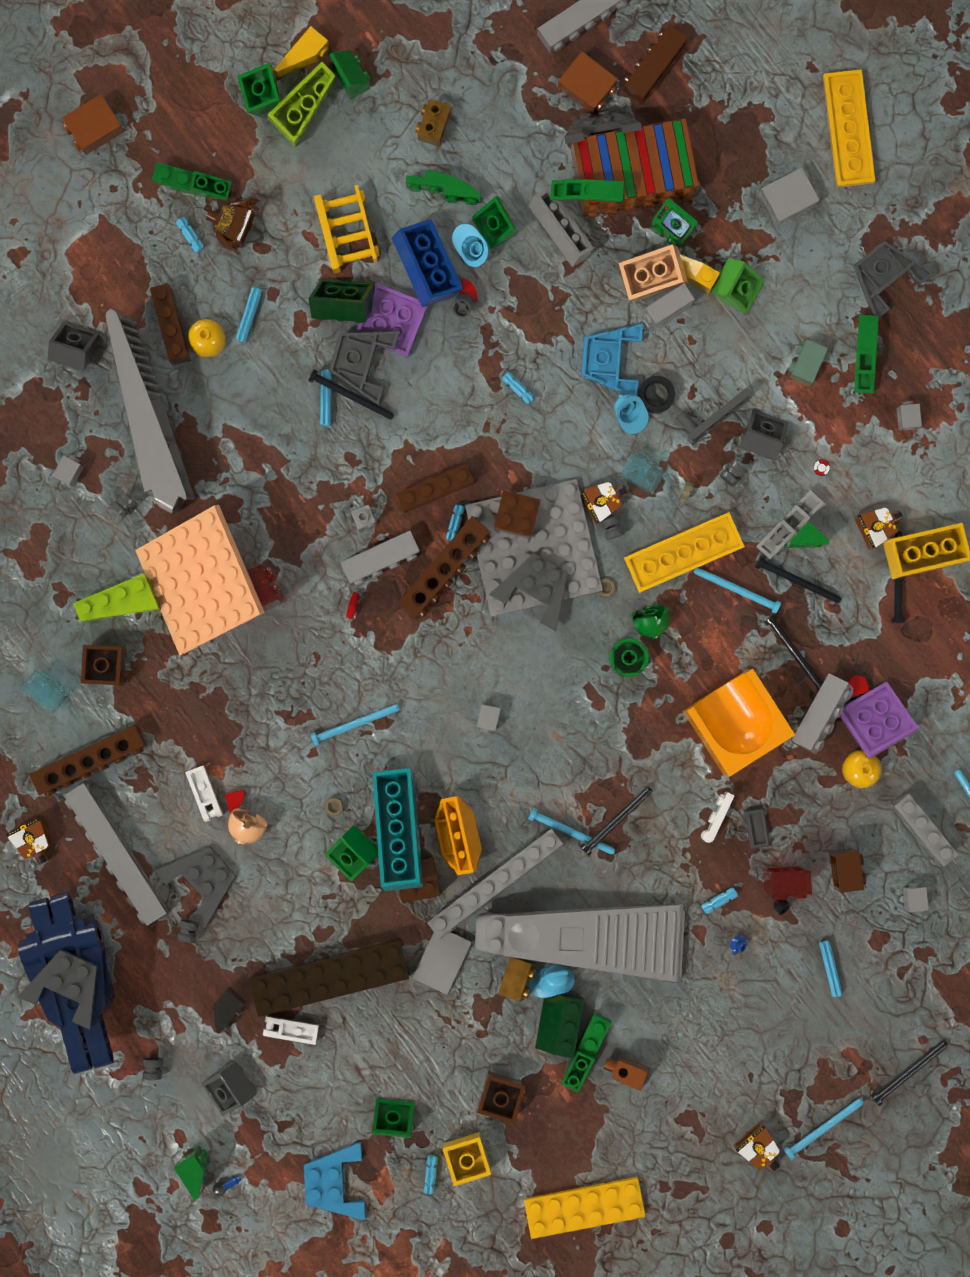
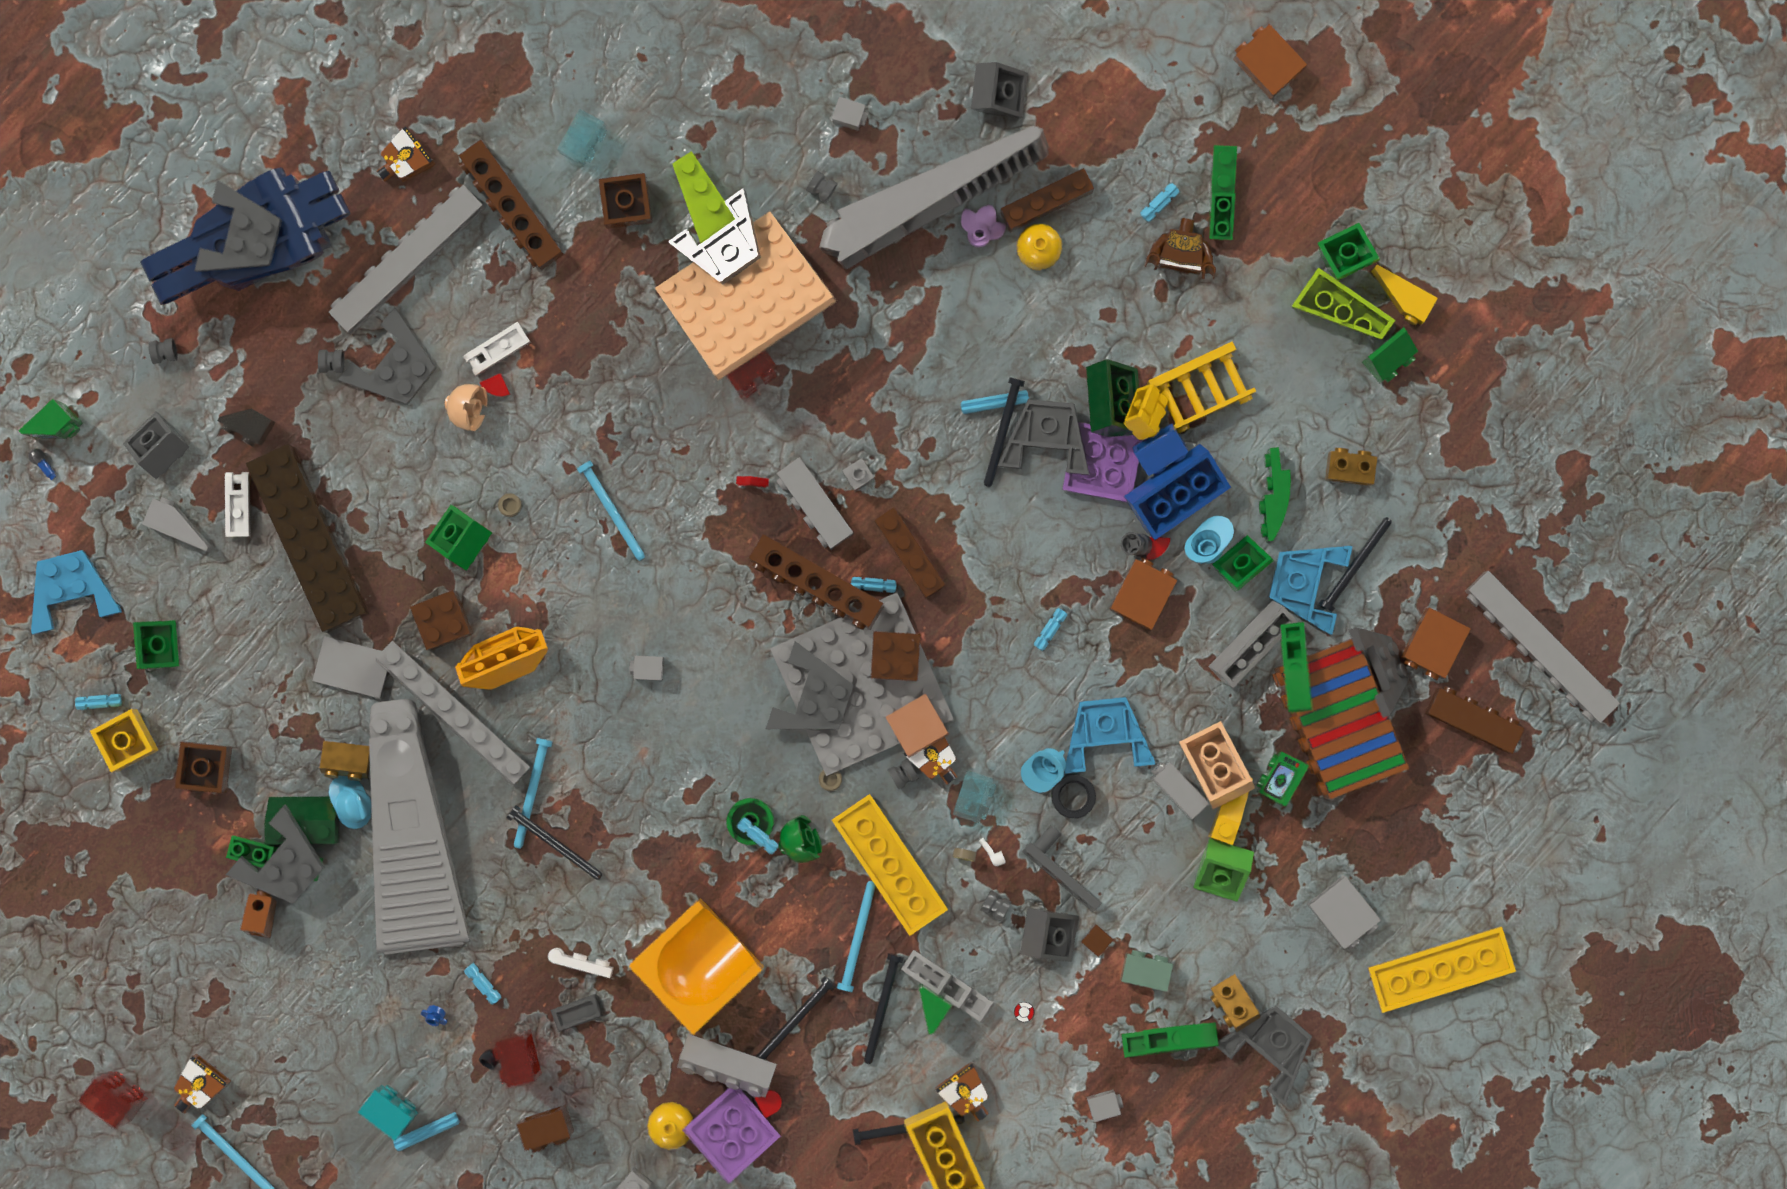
camera: 75 degrees right, 0 degrees up
(160, 588) = (727, 250): none -> wing
(178, 379) = (982, 222): none -> lavender plate
(249, 314) = (1077, 291): medium azure axle -> none
(294, 1086) = (173, 522): none -> light grey slope
(357, 275) = (1146, 412): none -> yellow brick
(390, 269) = (1160, 450): none -> blue brick
(397, 829) = (494, 585): teal brick -> none
(503, 307) = (1143, 593): none -> dark orange brick
(516, 182) = (1298, 579): none -> dark azure wing
(540, 163) = (1355, 565): none -> black bar
(576, 507) = (917, 725): none -> nougat tile
(584, 1207) = (92, 890): yellow plate -> none
(597, 1040) = (289, 868): none -> dark grey wing
(642, 652) = (757, 835): none -> medium azure axle
(694, 466) = (997, 858): none -> white hand
(760, 1221) = (113, 1099): none -> clear red brick
(775, 398) = (1097, 940): none -> reddish brown tile
(810, 996) = (388, 1111): none -> teal brick
(846, 296) = (1235, 1003): none -> pearl gold brick

